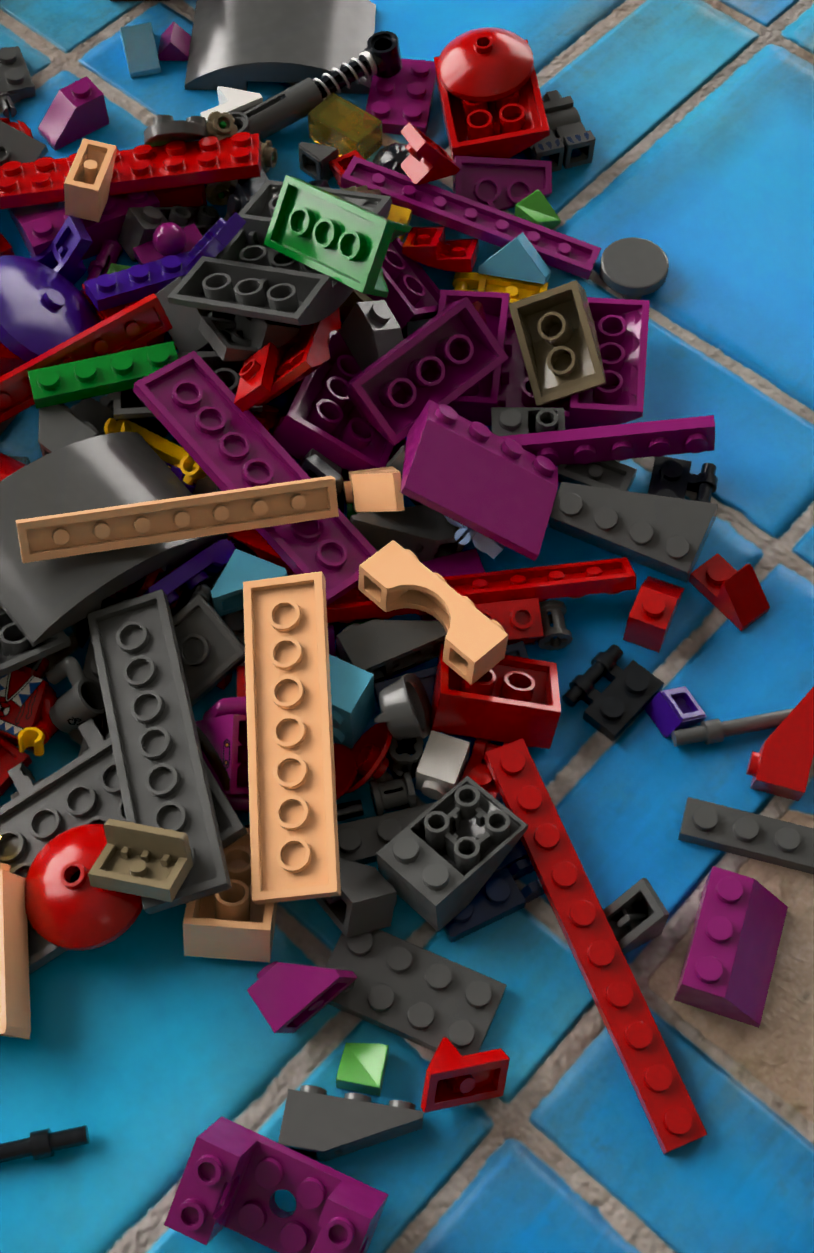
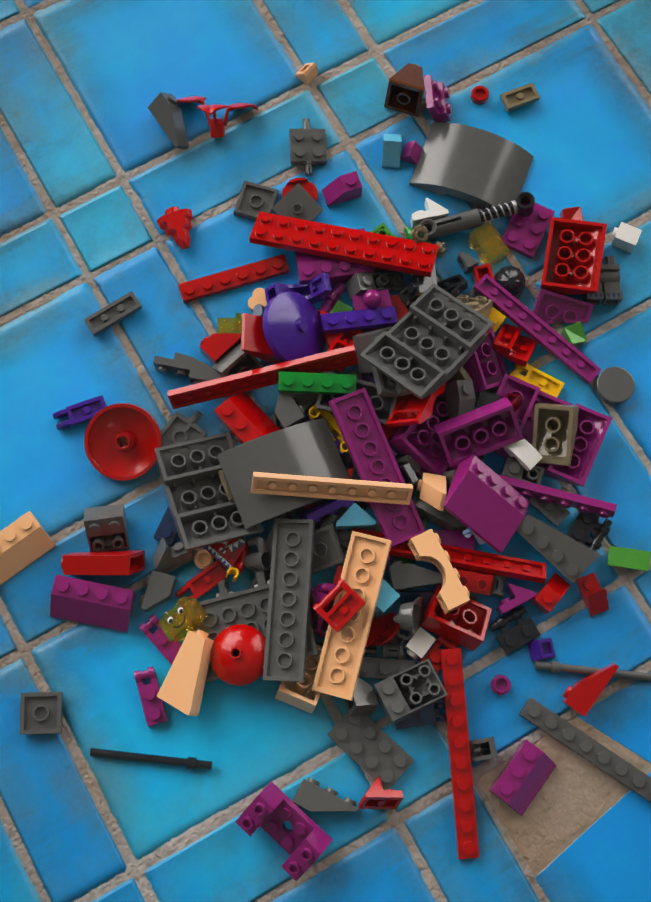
camera: 15 degrees right, 15 degrees up
(89, 180) = (340, 255): light nougat slope -> none
(142, 860) = (267, 660): dark tan bracket -> none
(167, 130) = (399, 231): dark grey tile -> none
(216, 239) = (393, 323): dark purple plate -> none
(256, 377) = (392, 413): red plate -> none
(268, 722) = (344, 609): none -> red plate
(296, 992) = (319, 733): magenta slope -> none
(332, 235) = (453, 347): green plate -> none
(363, 1067) = (338, 776): bright green slope -> none
(426, 158) = (524, 289): red slope -> none
(485, 64) = (576, 243): red dish -> none
(516, 385) = (524, 453): none -> white slope
(517, 261) = (552, 366): medium azure slope -> none
(565, 66) = (625, 237): none -> white brick
(596, 631) = (519, 596): none -> magenta slope
(623, 794) = (500, 685): none -> magenta plate
(770, 511) = (629, 558): none -> bright green slope

